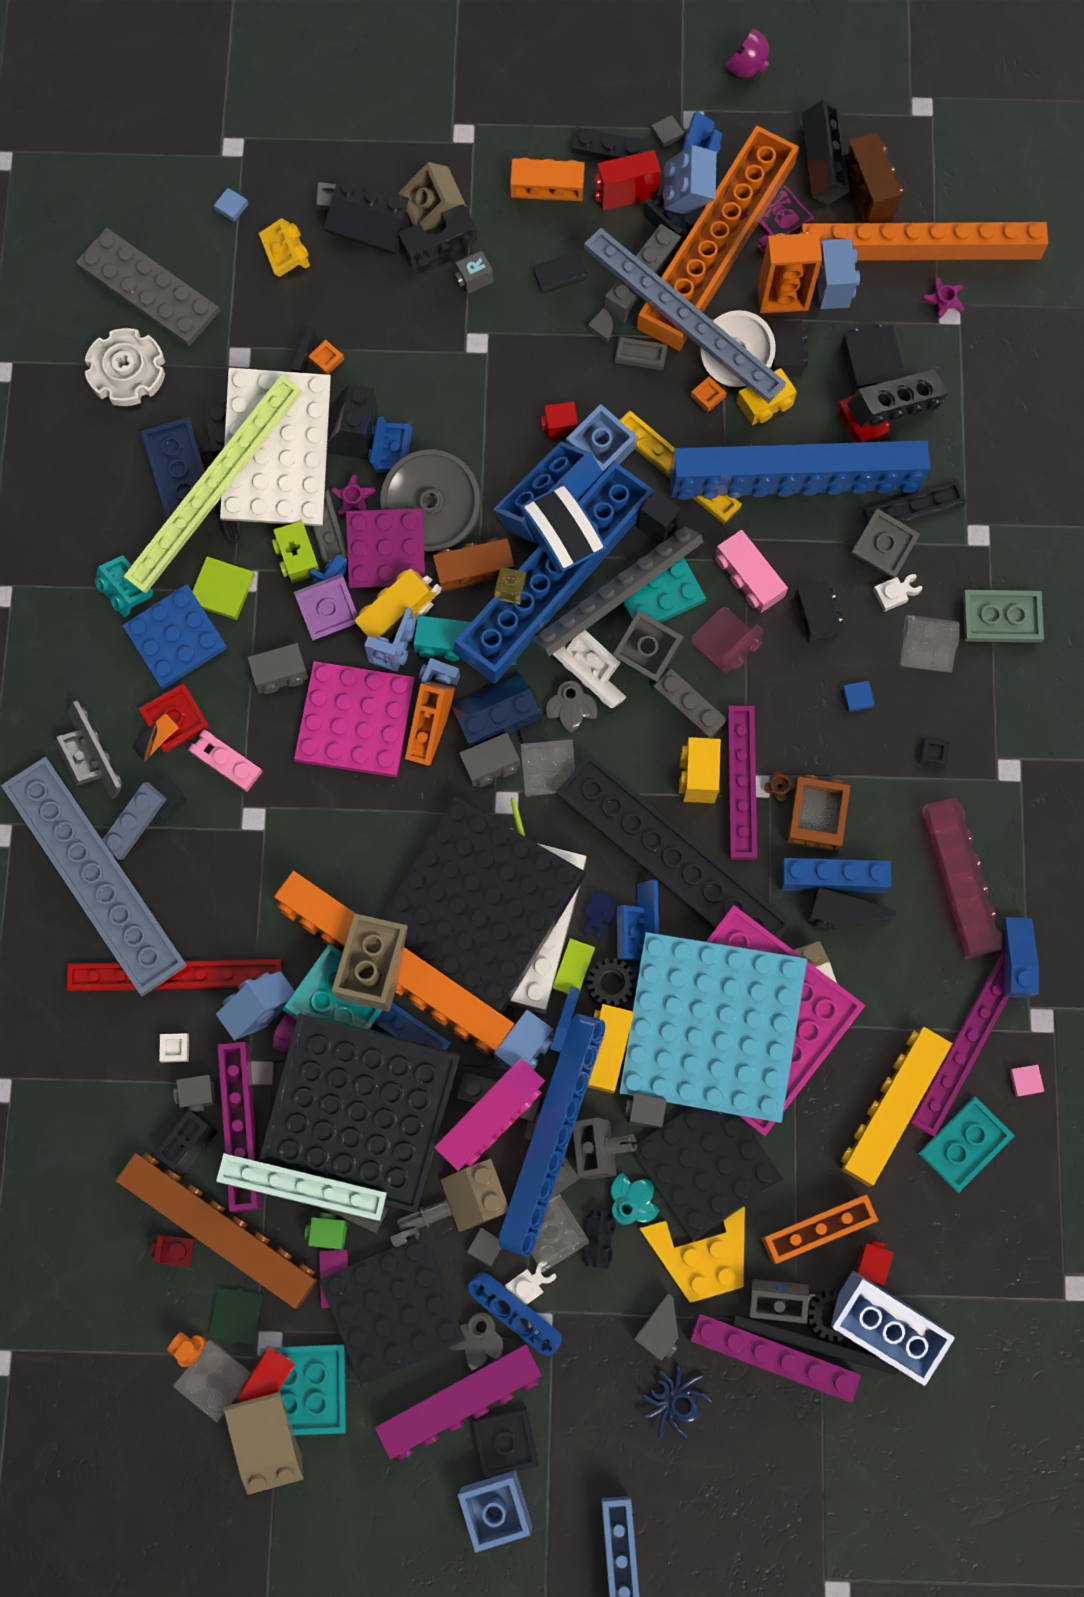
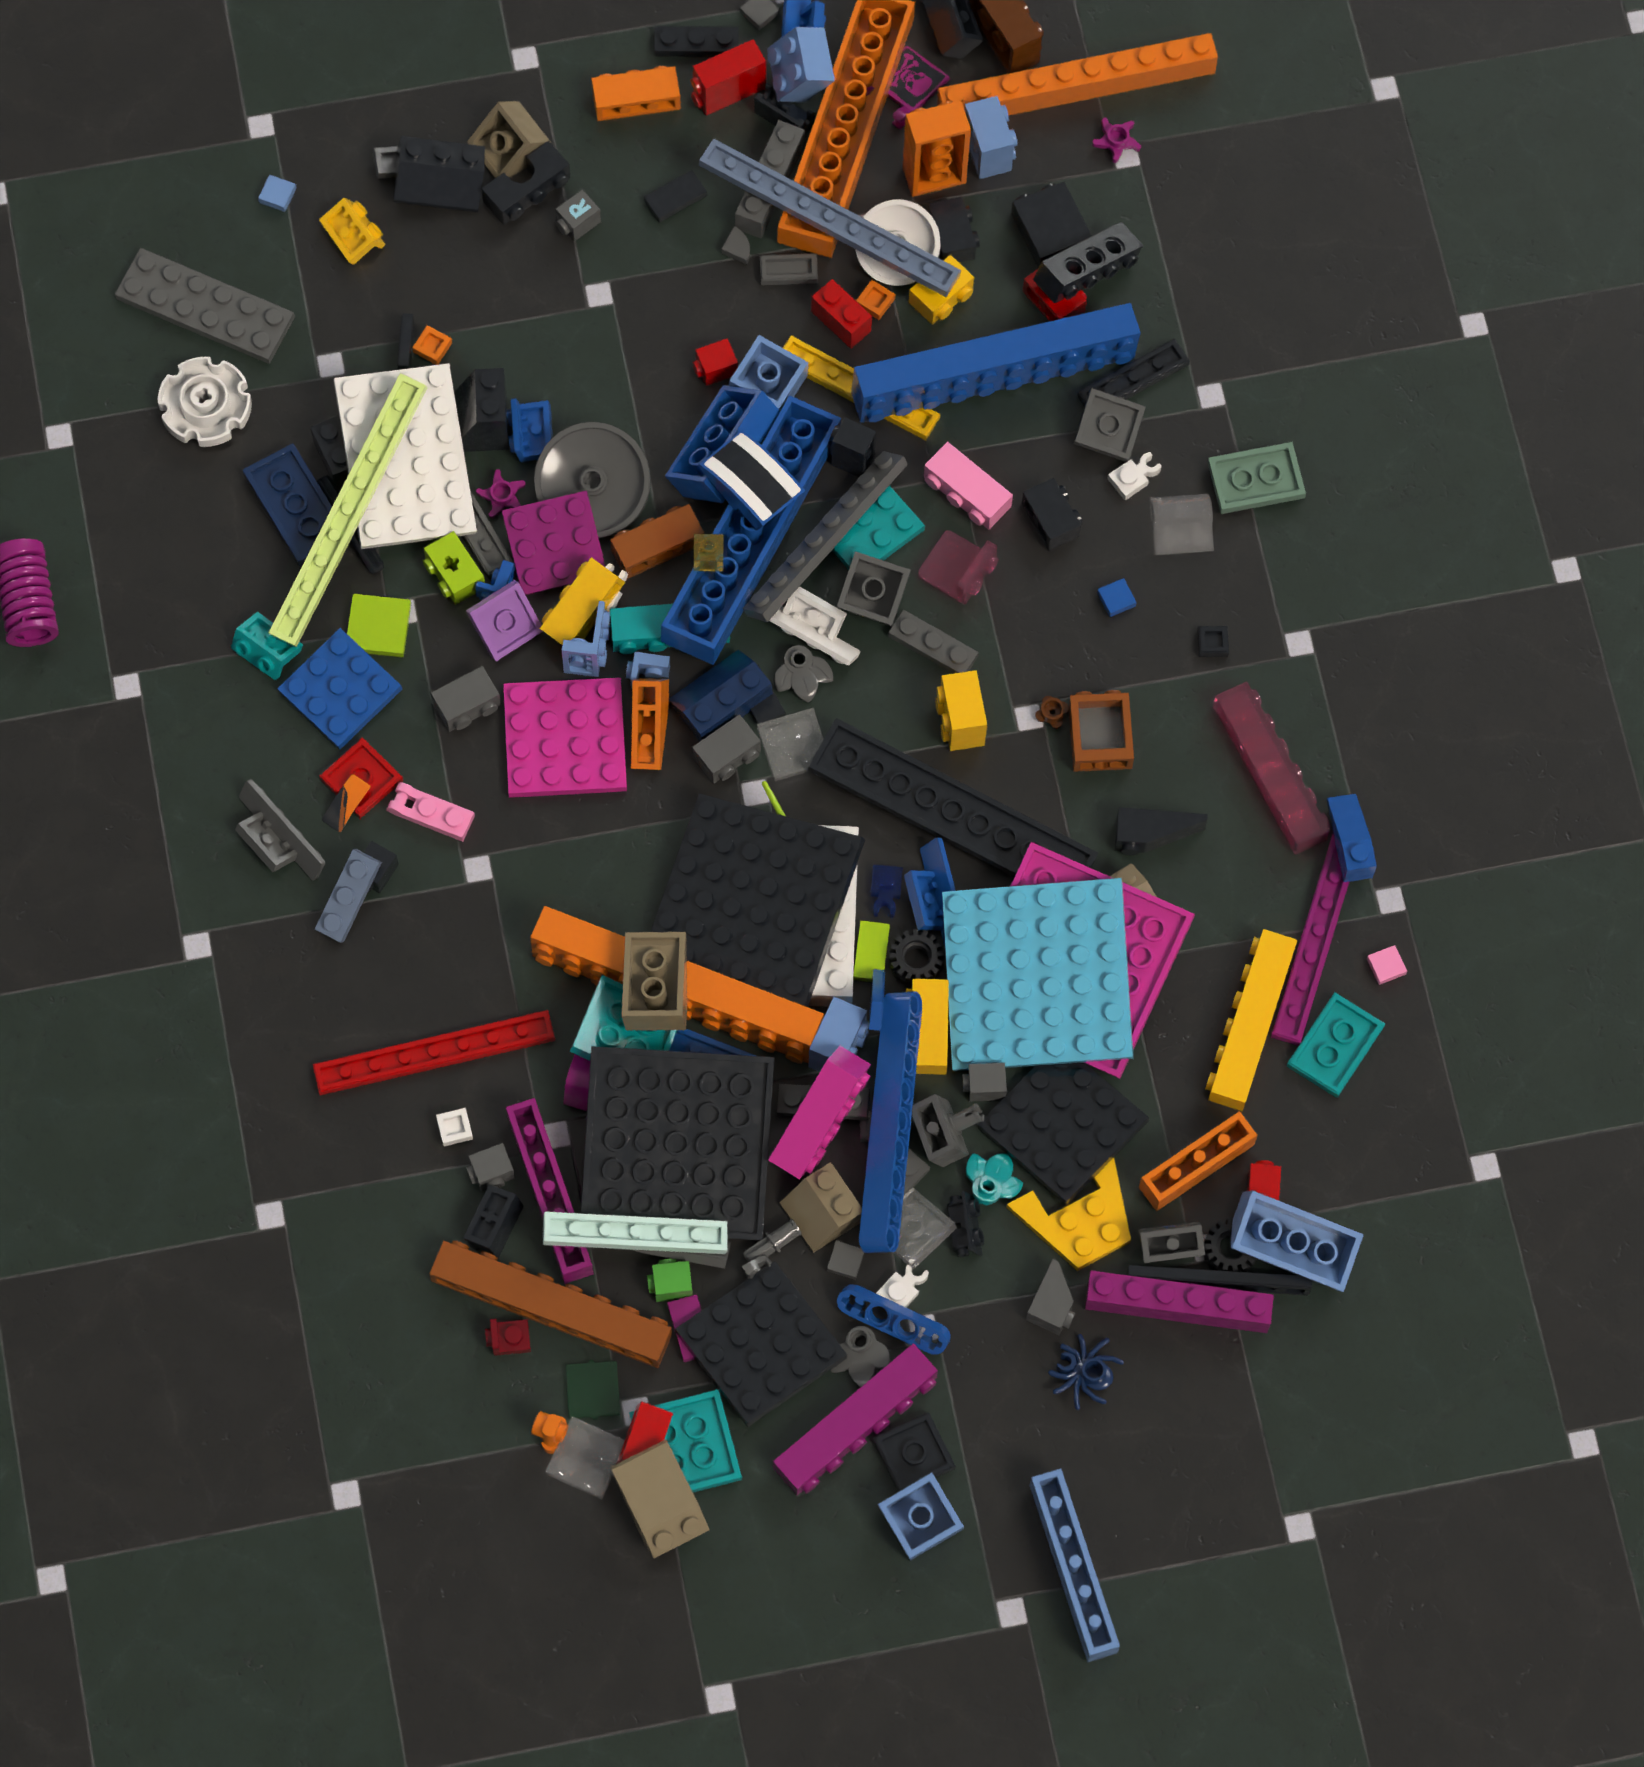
camera: 15 degrees left, 5 degrees down
(94, 876) = (318, 963): sand blue plate -> none
(255, 1004) = (536, 1057): medium blue brick -> none
(676, 400) = (841, 313): none -> red brick
(742, 783) = (1010, 716): magenta plate -> none
(835, 875) = (1137, 790): blue brick -> none

